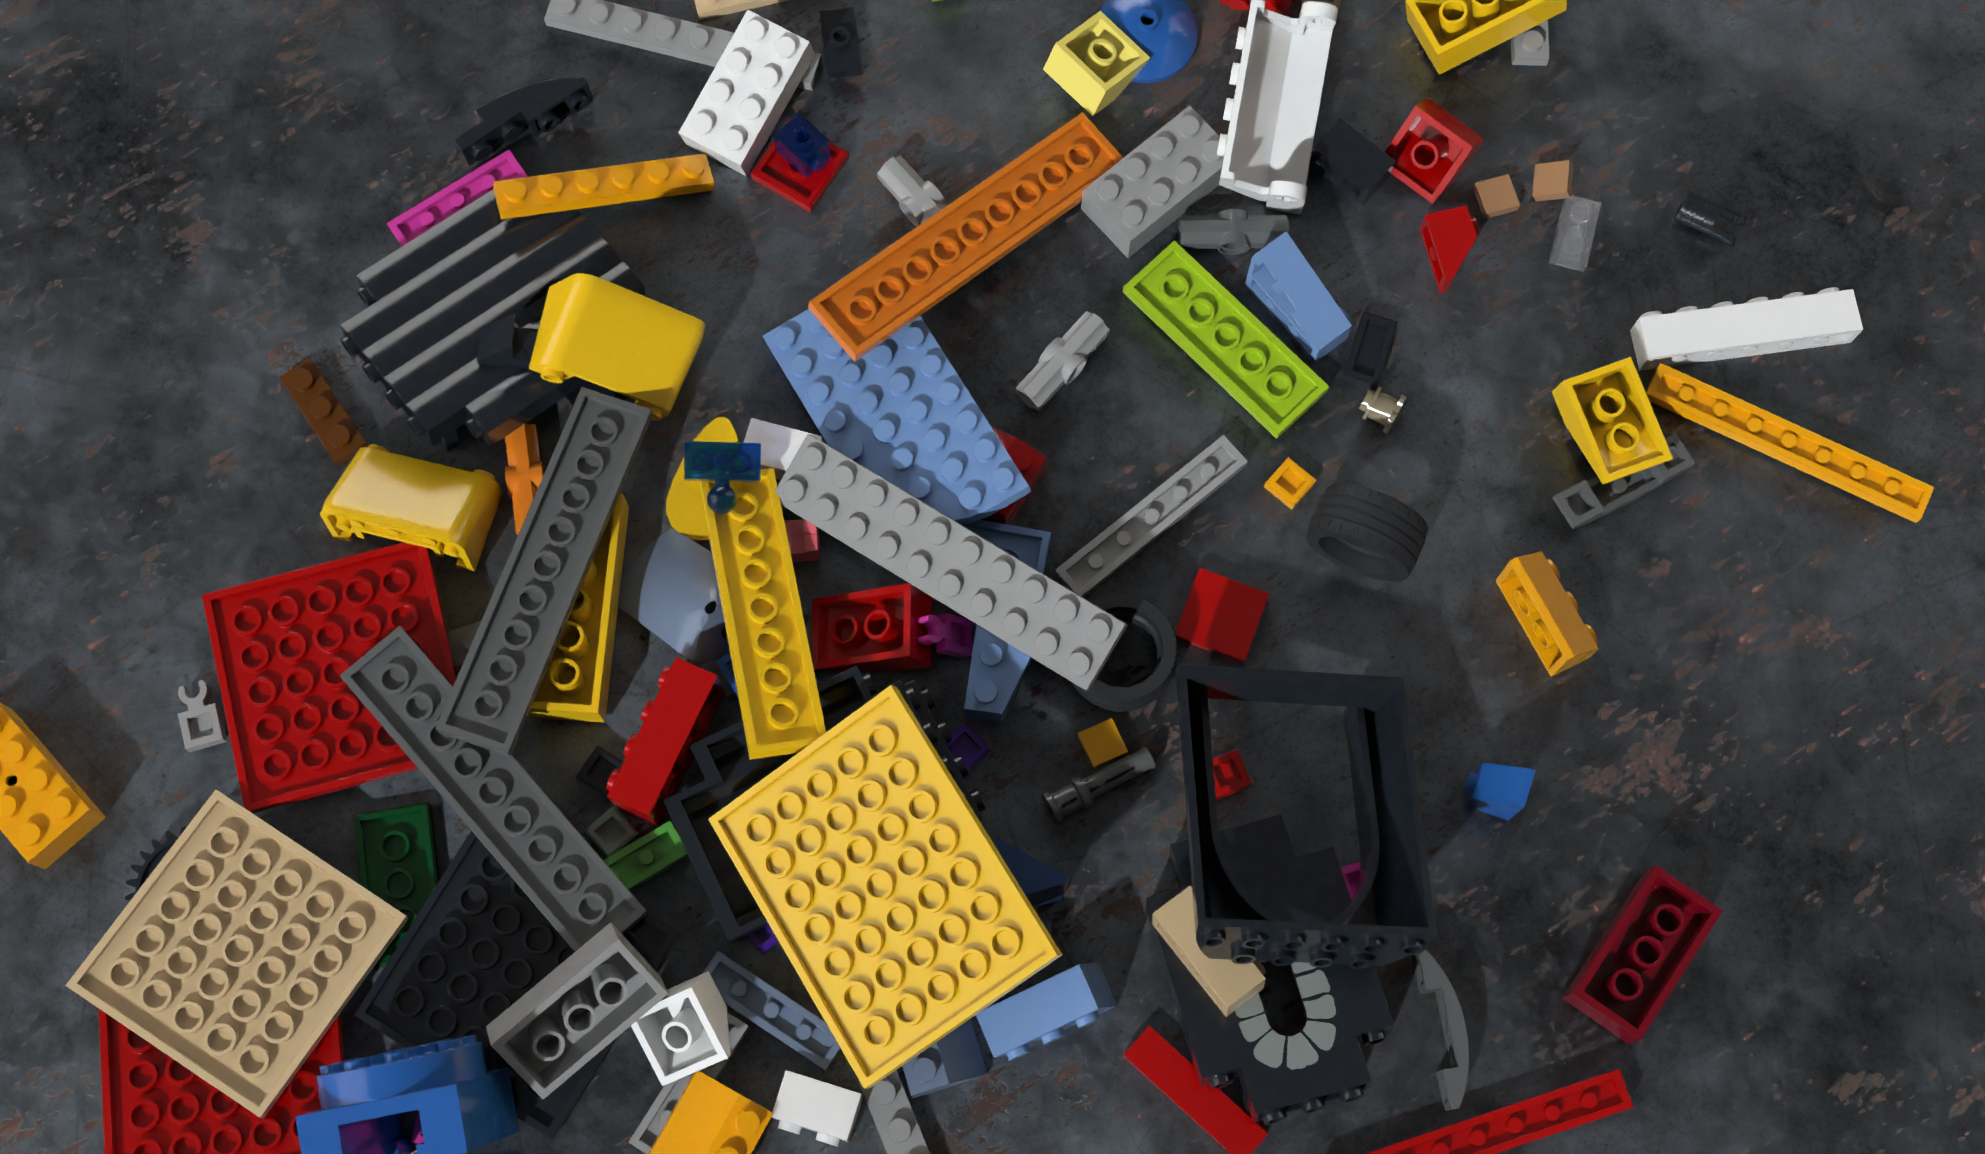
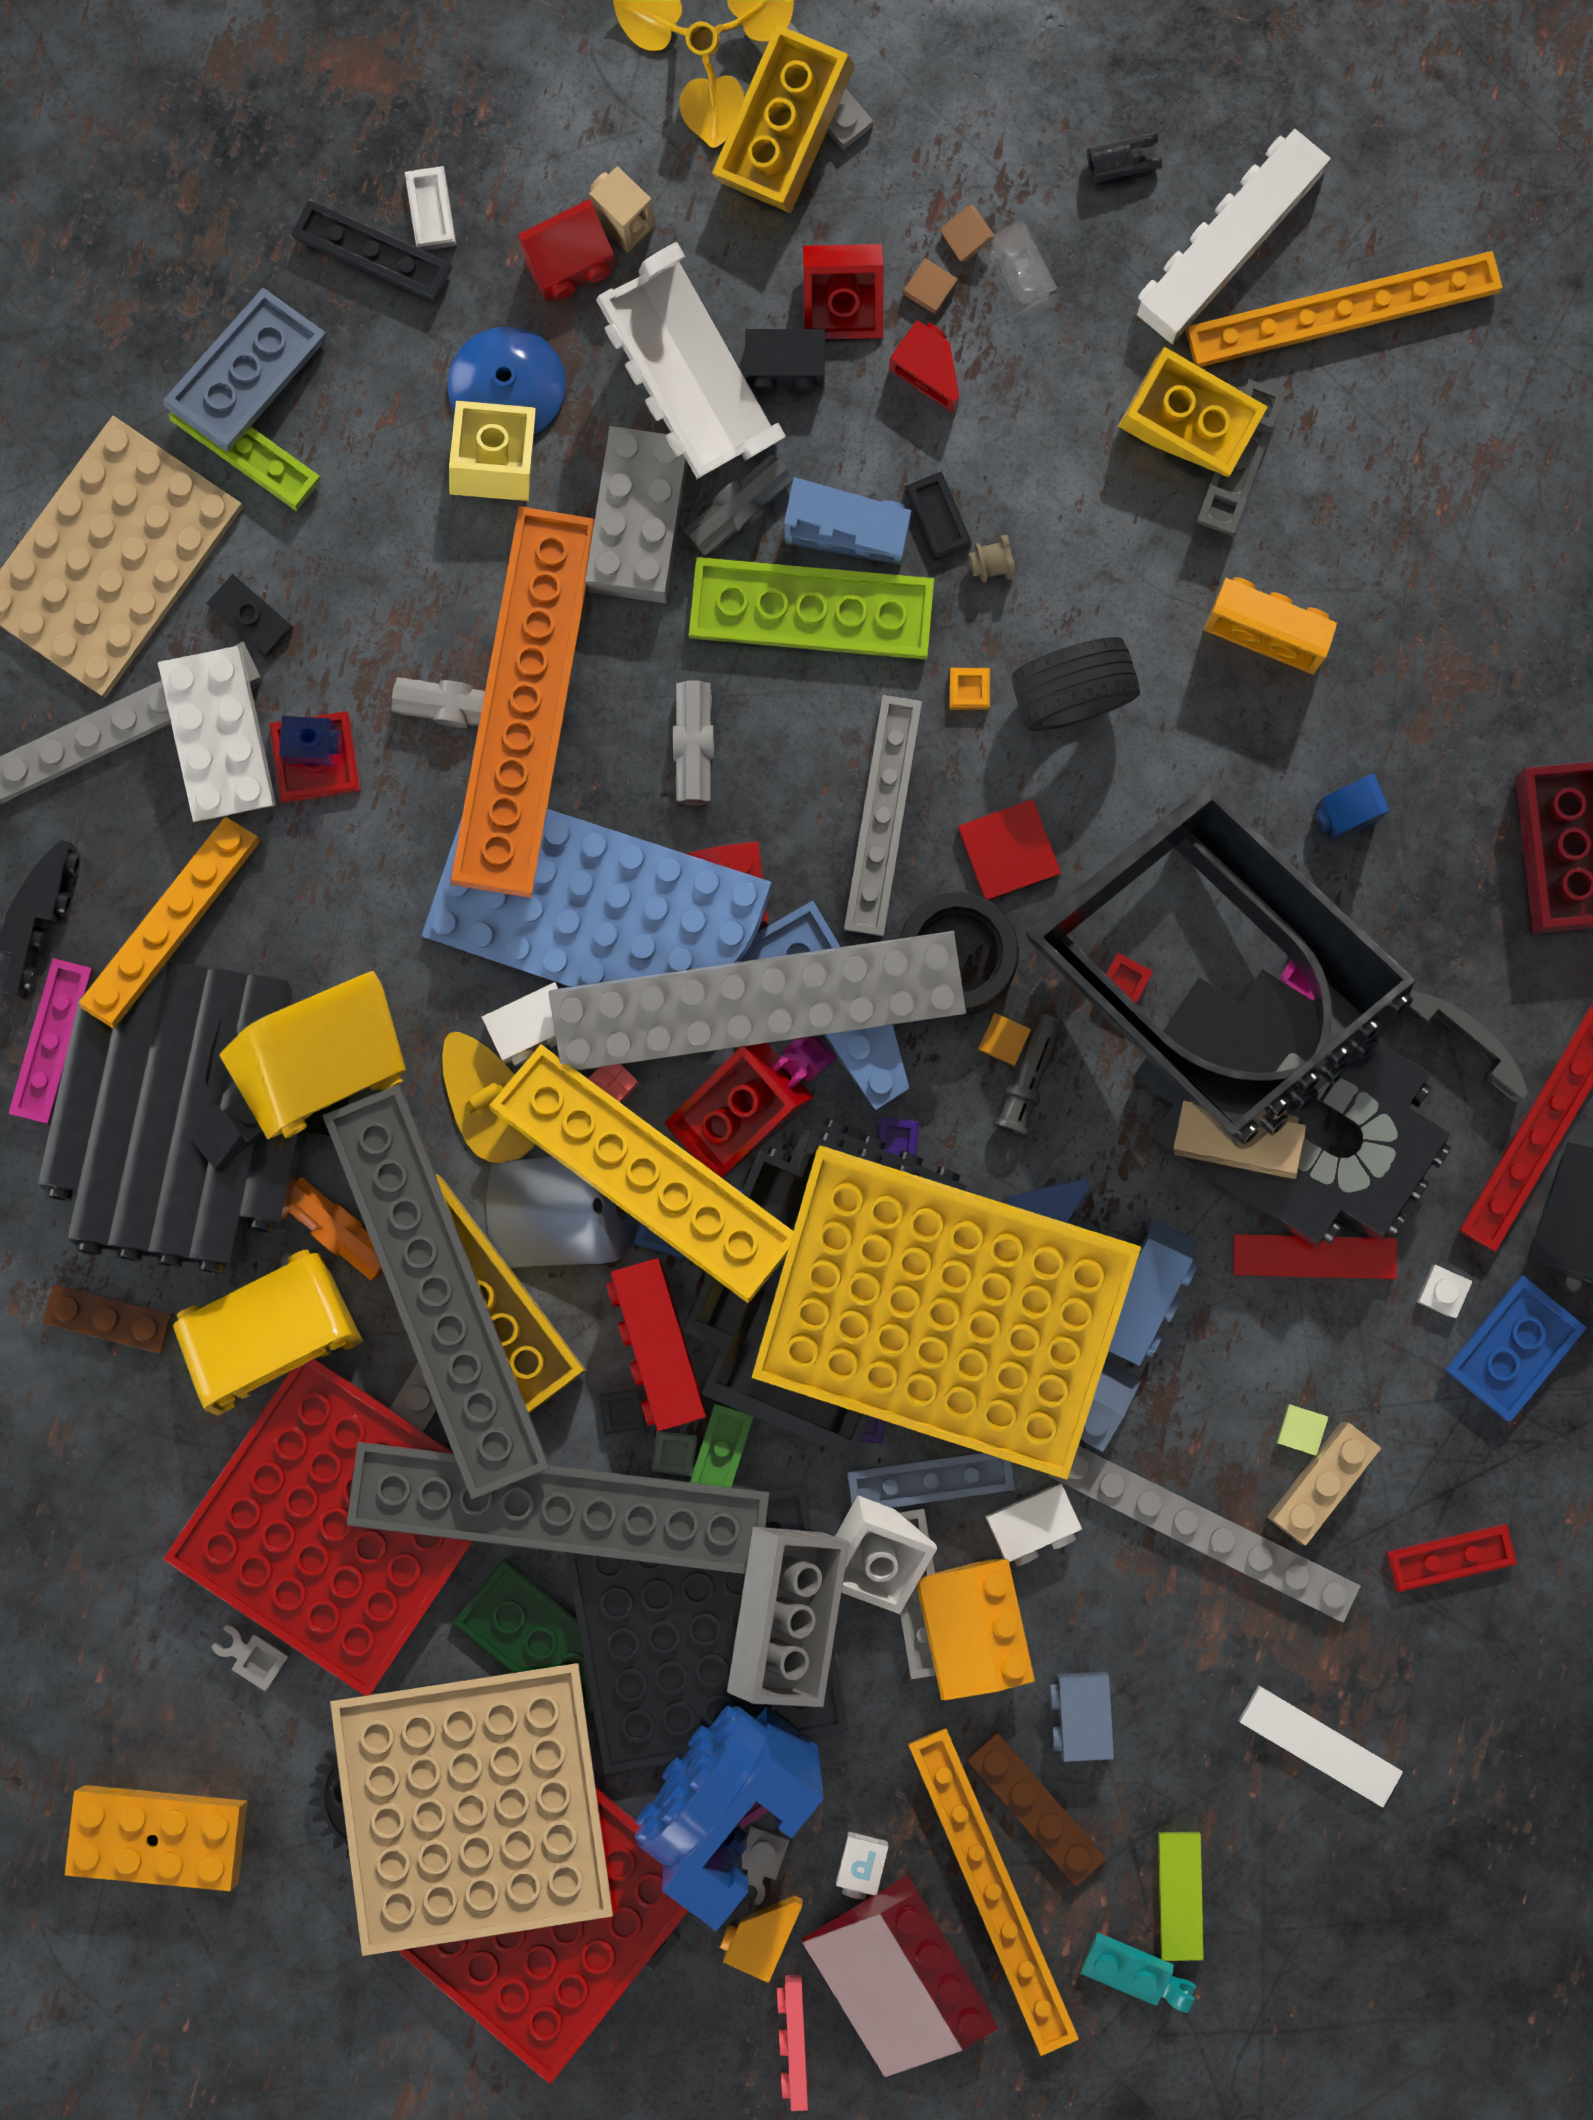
camera: 40 degrees left, 10 degrees up
(723, 464) = (501, 1080): plate -> none

